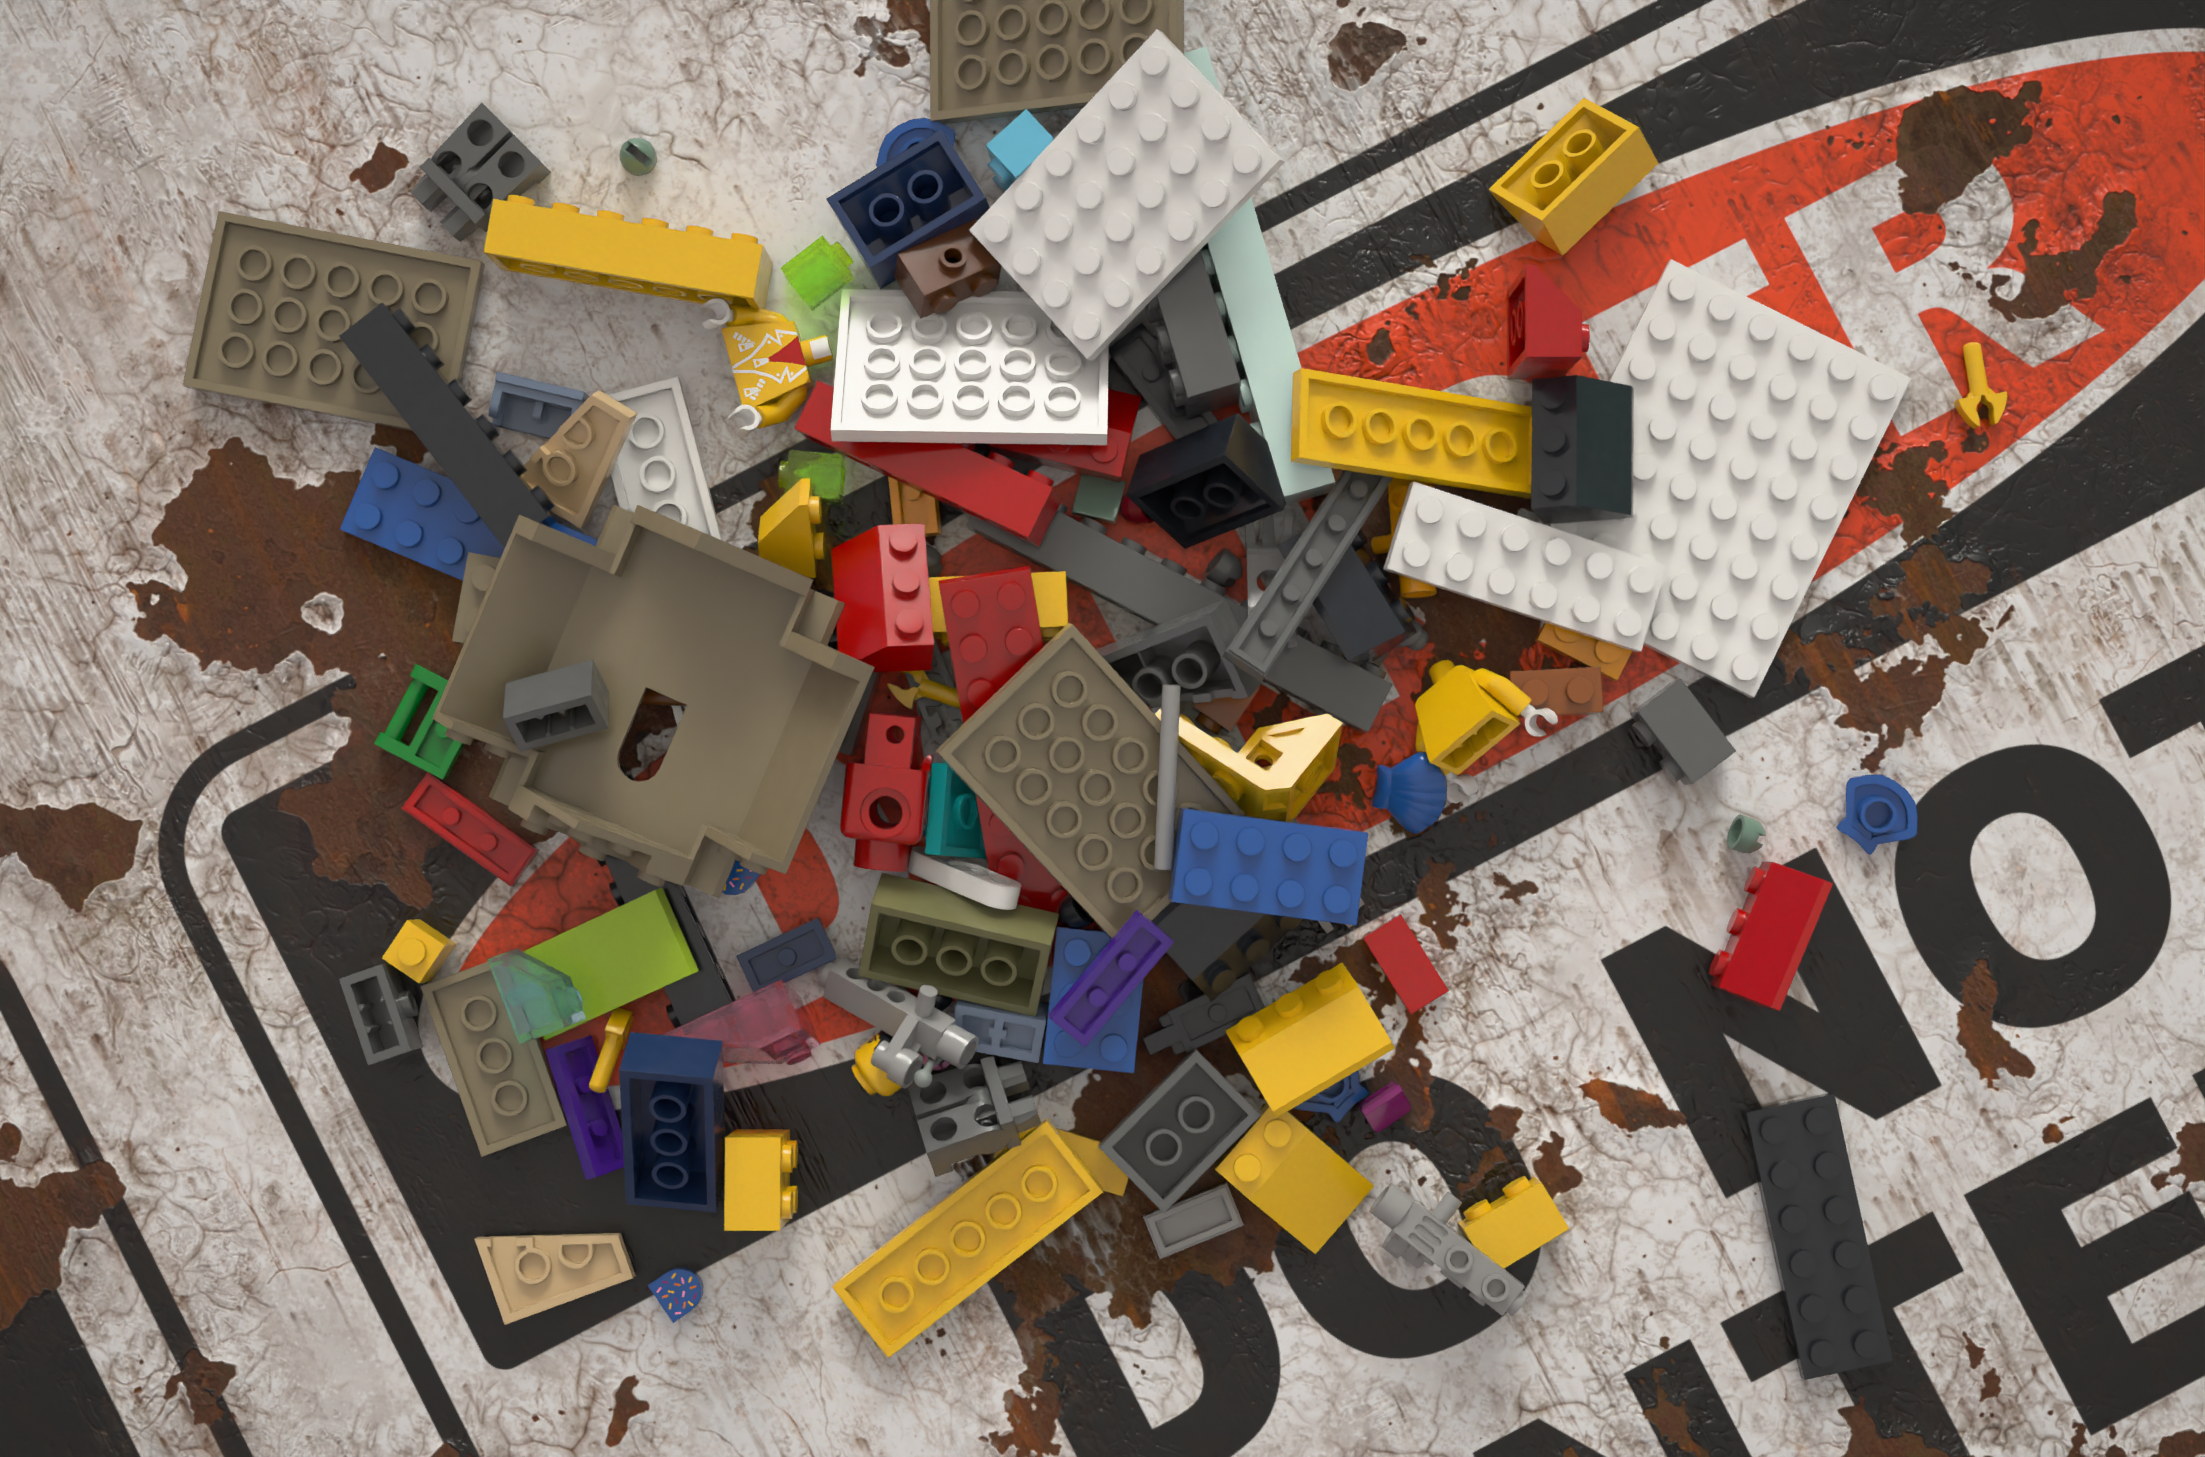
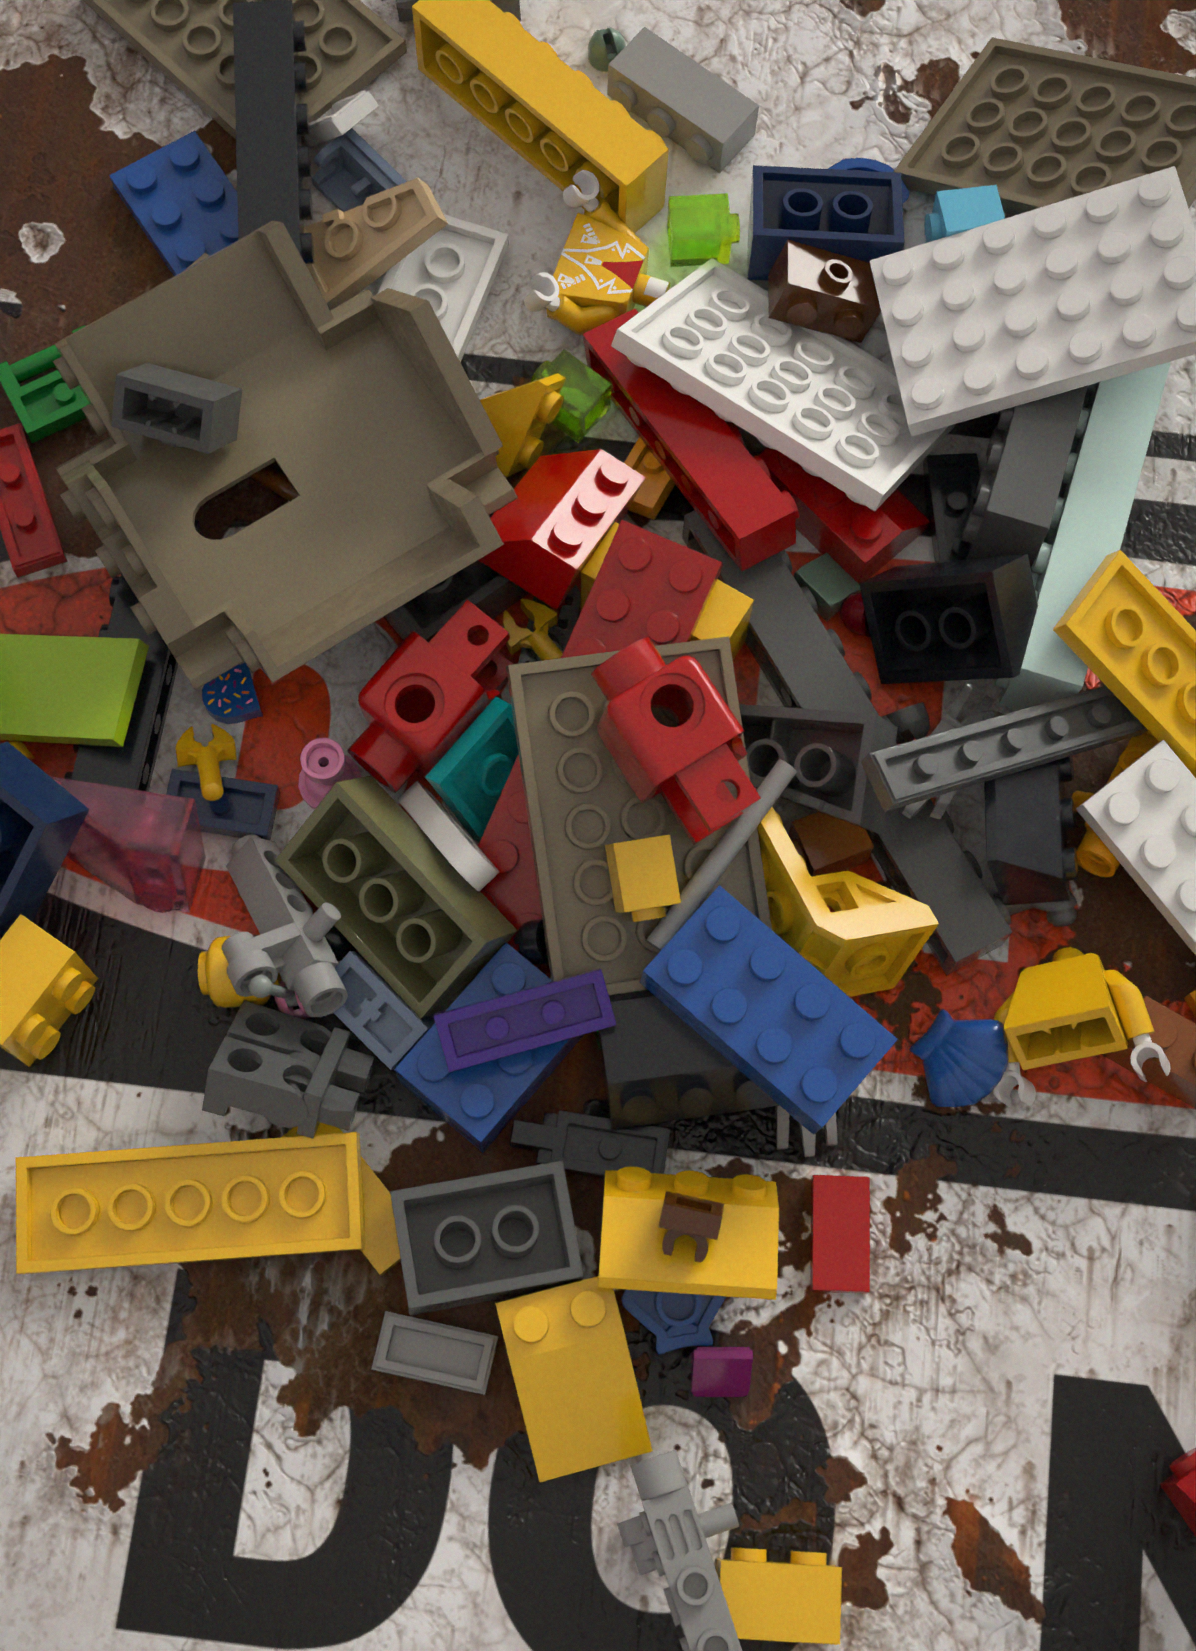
camera: 30 degrees right, 15 degrees down
(487, 369) = (341, 117): none -> white tile
(728, 168) = (682, 100): none -> light grey brick
(755, 932) = (207, 758): none -> yellow bar
(847, 886) = (322, 767): none -> bright pink piece
(1103, 747) = (679, 761): none -> red piece
(1126, 832) = (643, 877): none -> yellow brick
(1307, 1036) = (690, 1217): none -> reddish brown tile

